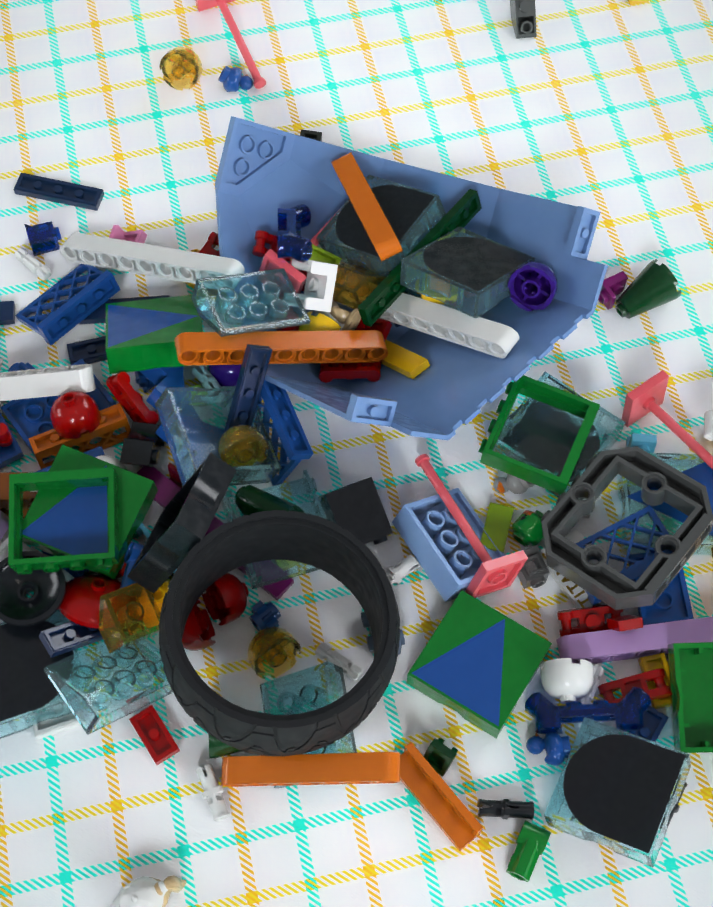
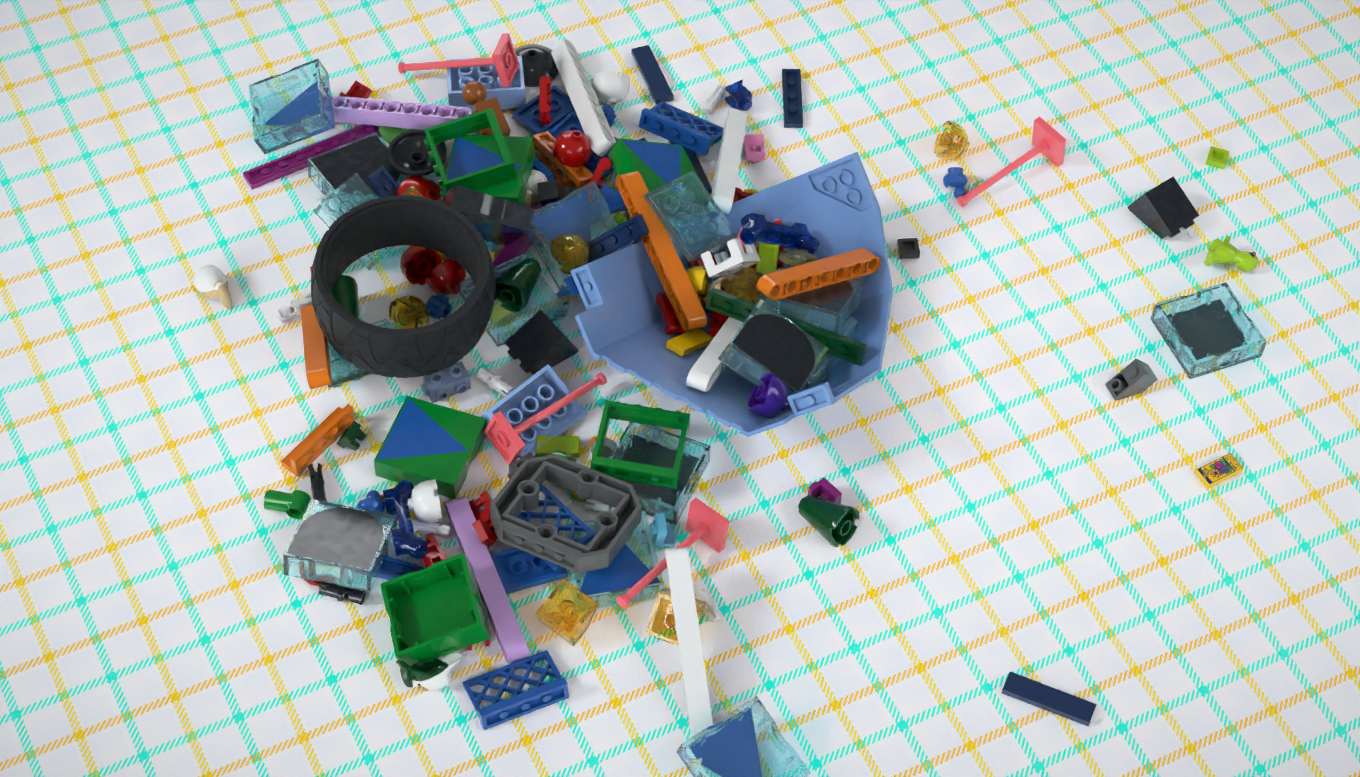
camera: 75 degrees right, 10 degrees down
(321, 226) = (796, 257): none -> olive wheel

